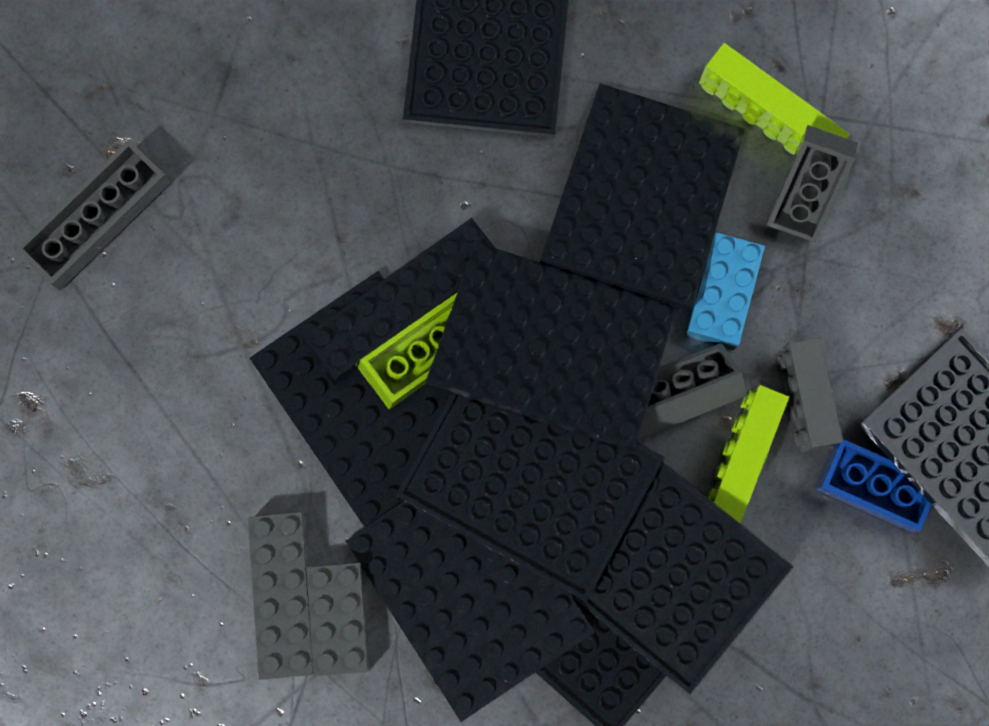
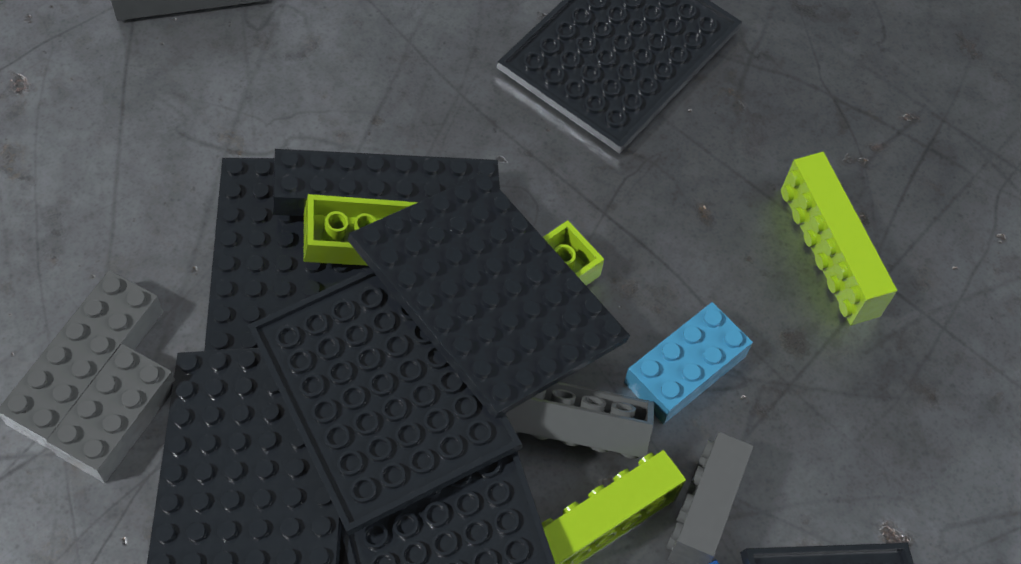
camera: 30 degrees right, 20 degrees down
(643, 197) = (664, 238): black plate -> none
(812, 183) = (832, 310): dark grey brick -> none

